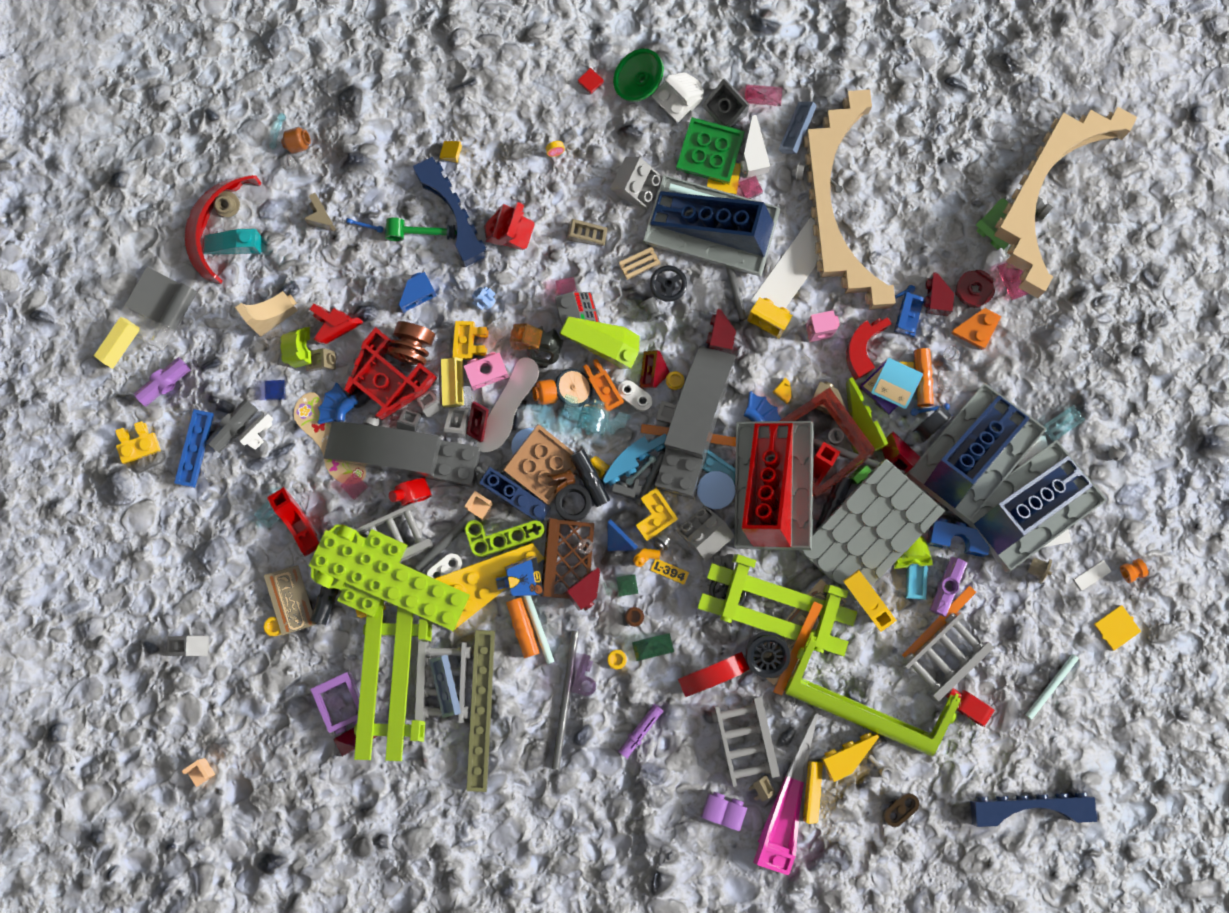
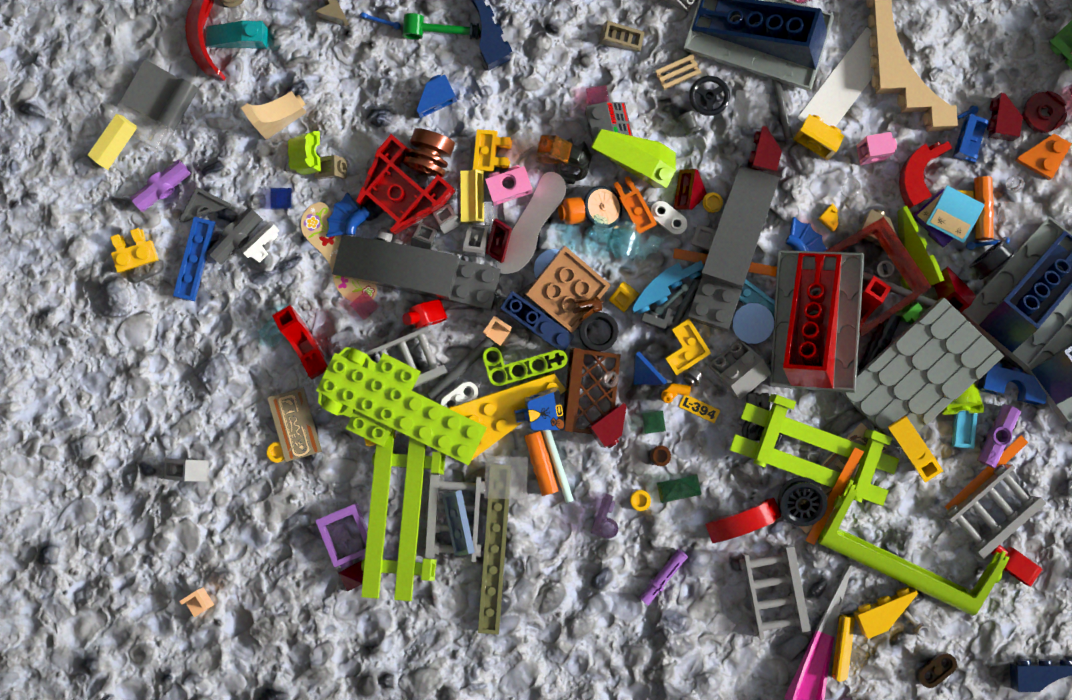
camera: 10 degrees right, 5 degrees up
(201, 397) = (202, 204): none -> dark grey tile
(324, 605) = (330, 432): black axle -> none
(335, 323) = (348, 128): red piece -> none
(483, 298) = (508, 105): light blue gear -> none
(489, 642) = (506, 477): none -> clear tile
(509, 227) = (538, 27): red piece -> none
(565, 700) = (584, 541): dark grey piece -> none
(590, 478) = (618, 305): black axle -> none
(724, 811) = (749, 664): medium lavender brick -> none
(763, 788) = (792, 642): dark tan tile -> none

